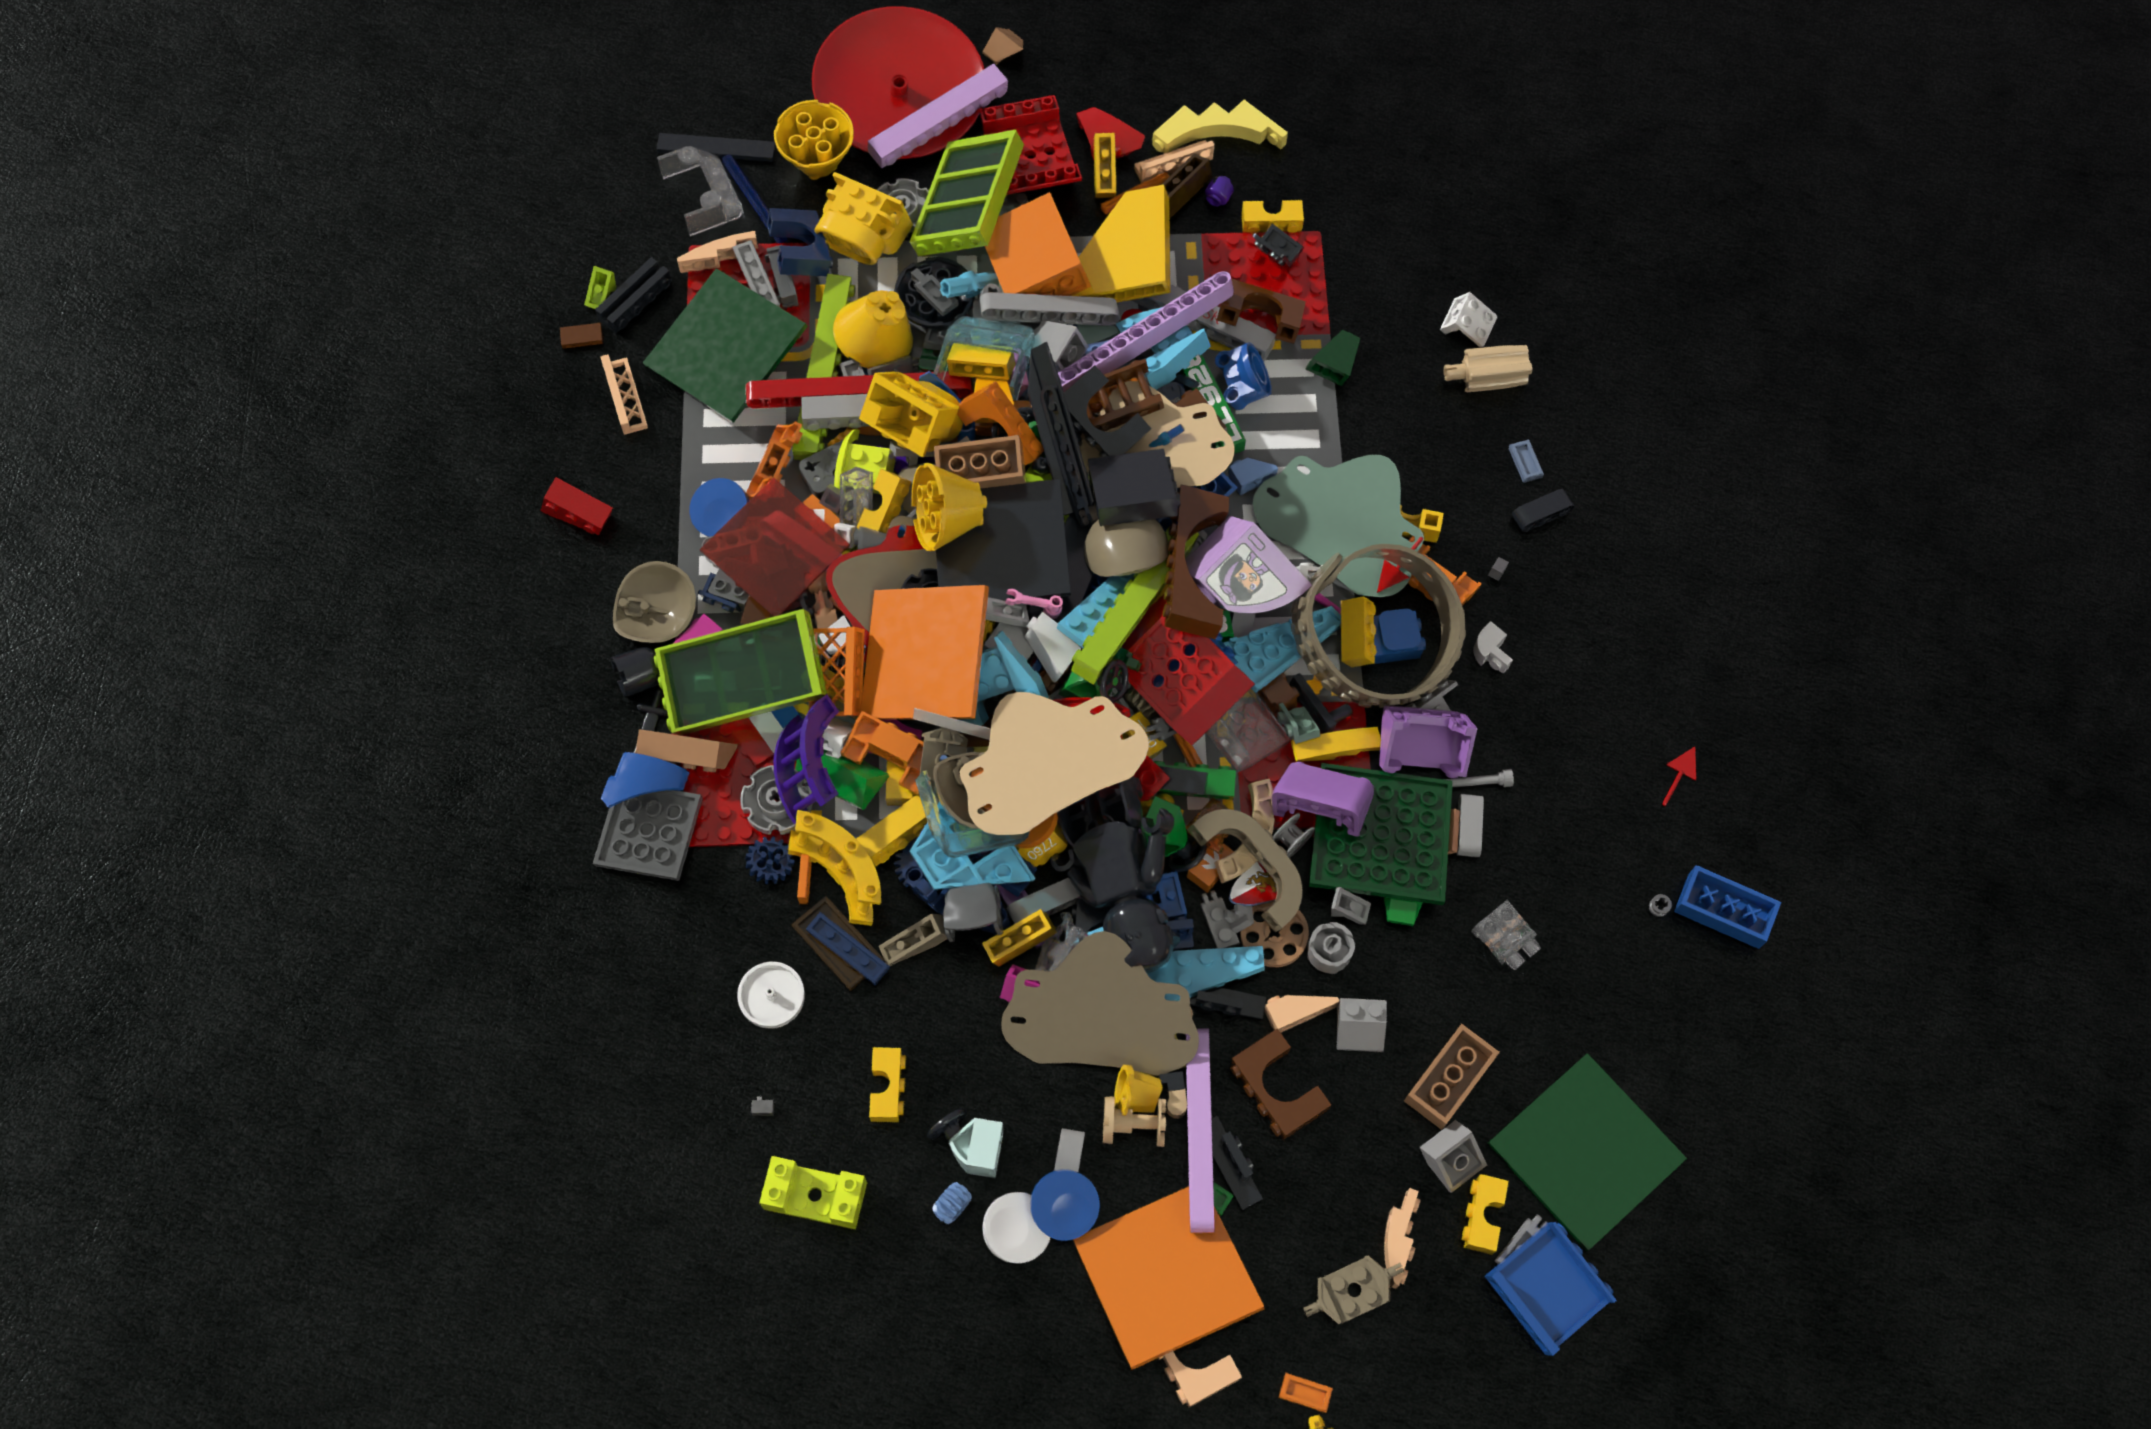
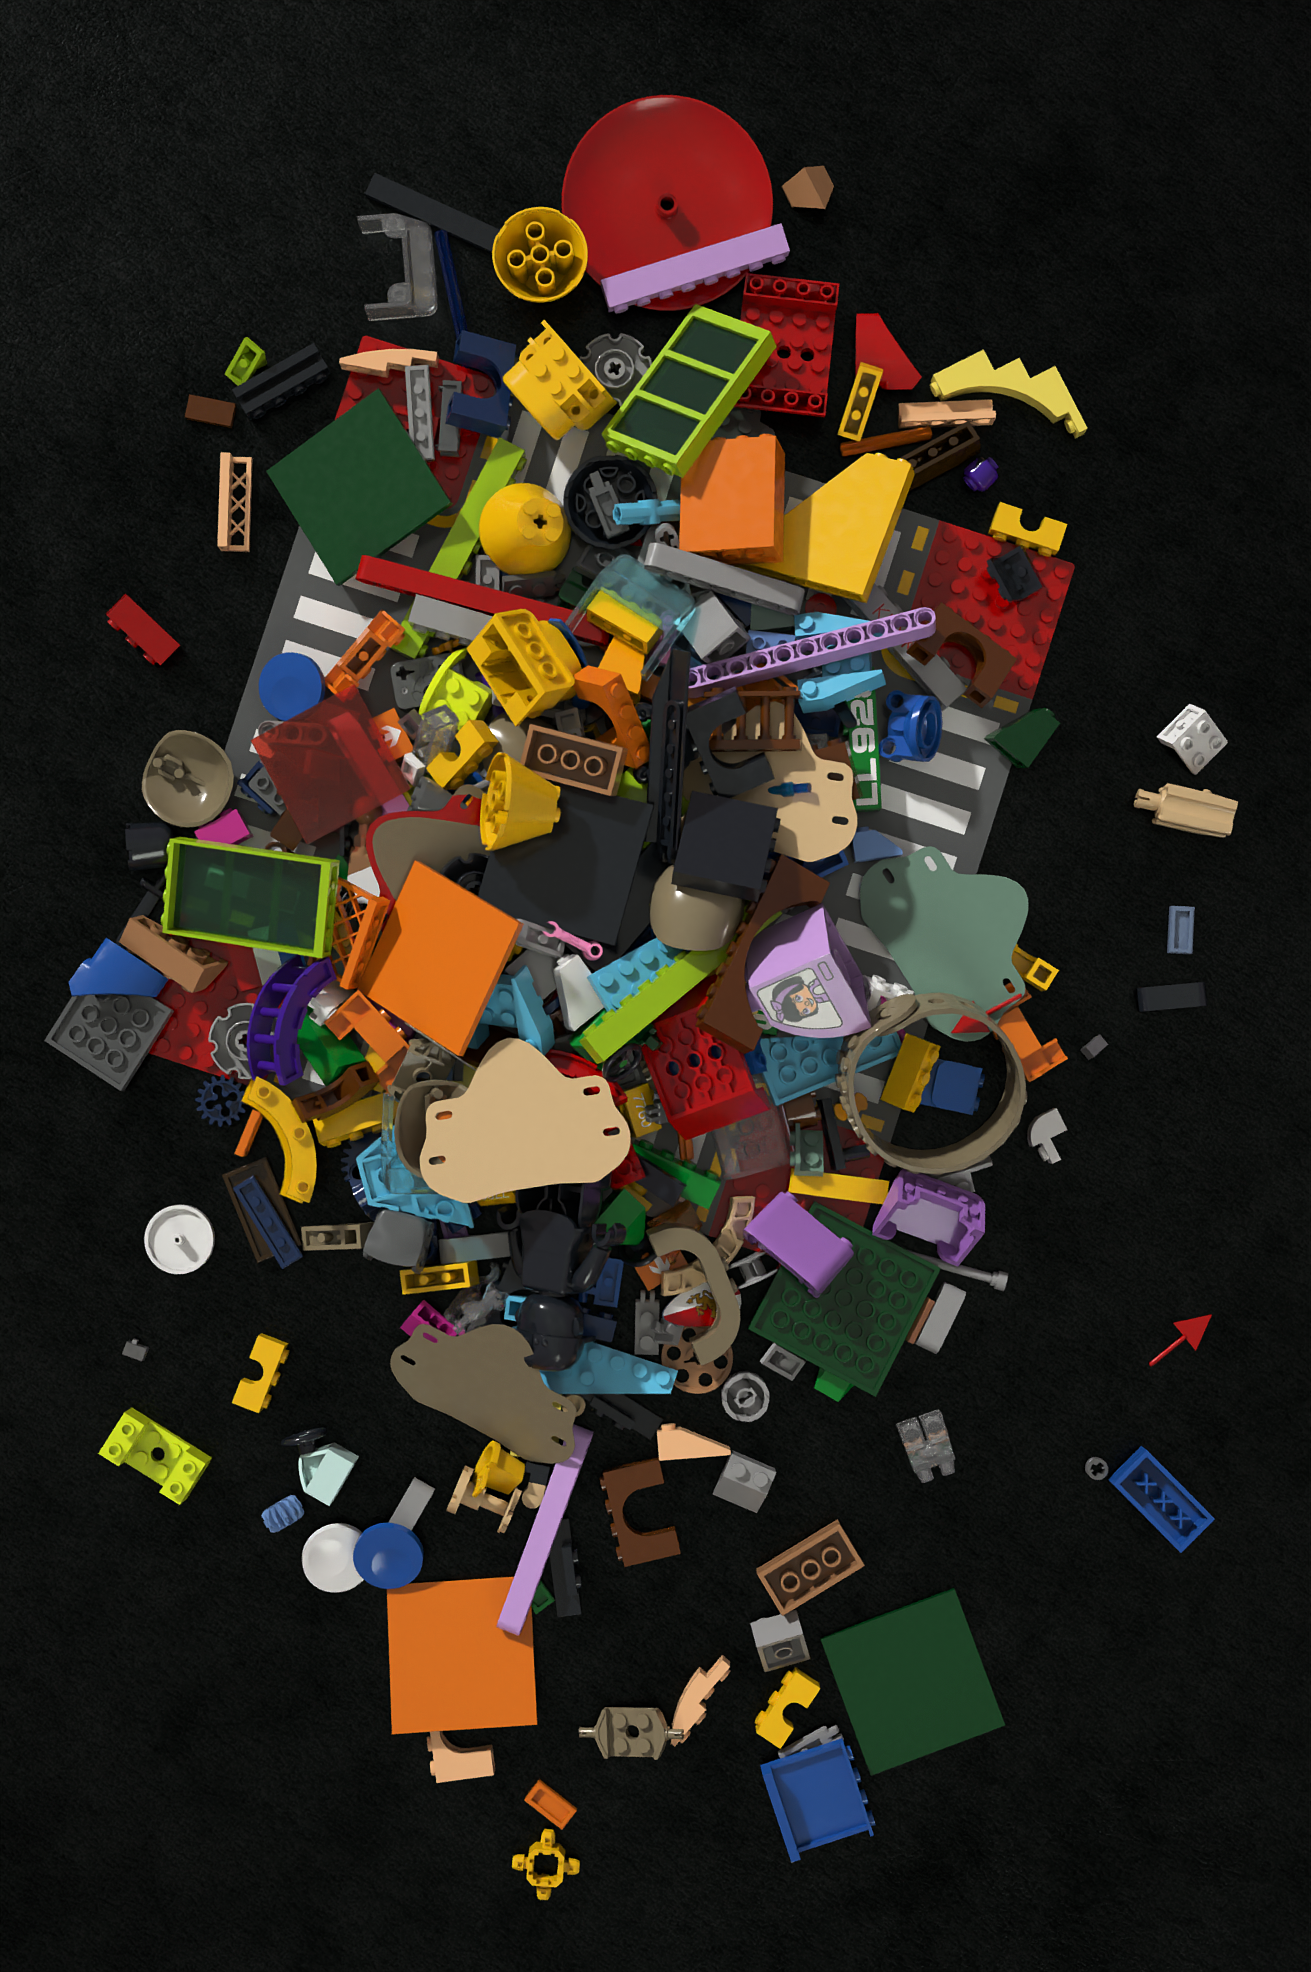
camera: 20 degrees right, 20 degrees up
(877, 806) = (337, 1096): none -> reddish brown arch

